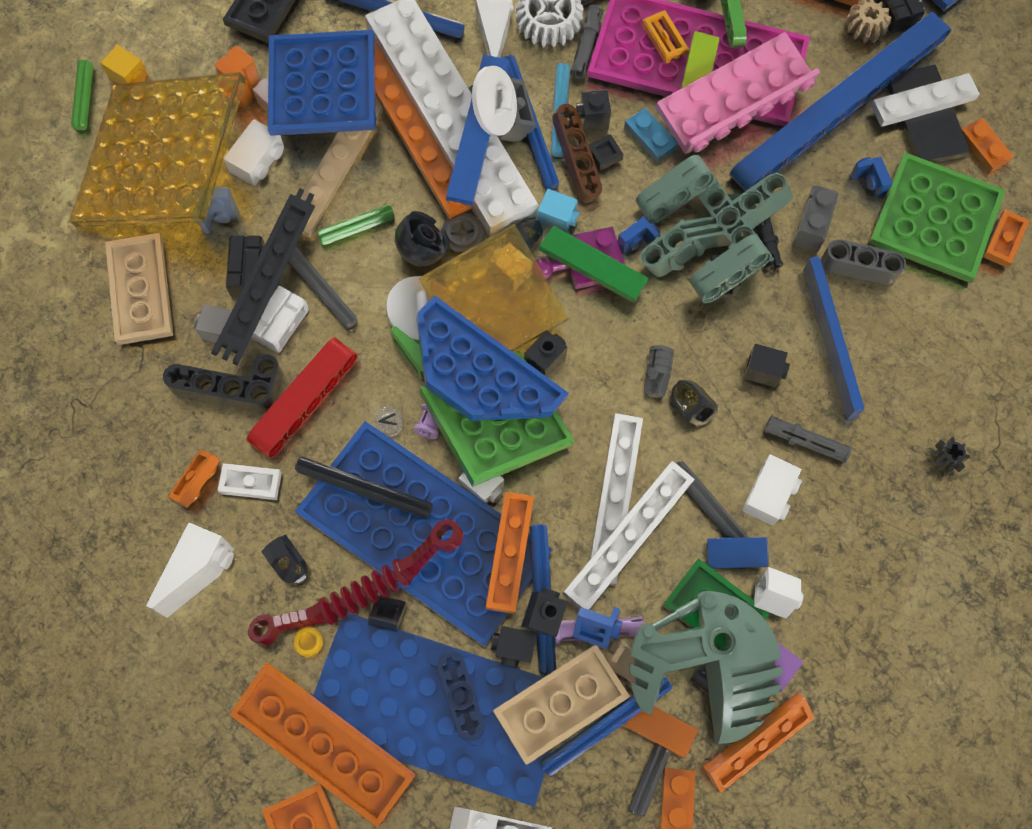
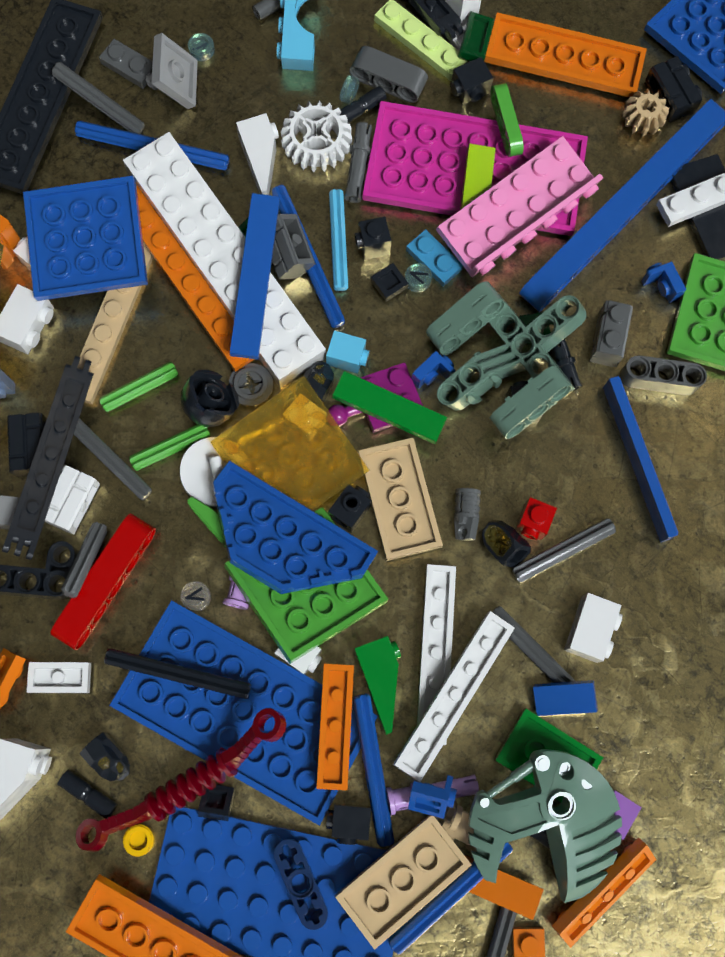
camera: 10 degrees left, 5 degrees up
(260, 590) = (83, 791): none -> black piece
(286, 374) = (84, 560): none -> dark grey axle
(377, 281) = (168, 447): none -> bright green axle
(494, 100) = (269, 245): white shield -> none
(544, 612) = (377, 789): black brick -> none
(558, 506) = (380, 672): none -> green slope
(573, 153) = (356, 287): reddish brown beam -> none
(595, 352) = (400, 499): none -> tan plate
(634, 151) = (418, 277): none -> clear light blue tile
(657, 42) = (431, 157): light orange tile -> none
(725, 381) = (535, 519): none -> red brick
(750, 415) = (563, 550): none -> dark grey axle
(766, 365) = (576, 497): black brick -> none
(778, 593) = (609, 737): white brick -> none
(808, 439) = (612, 566): dark grey pin -> none

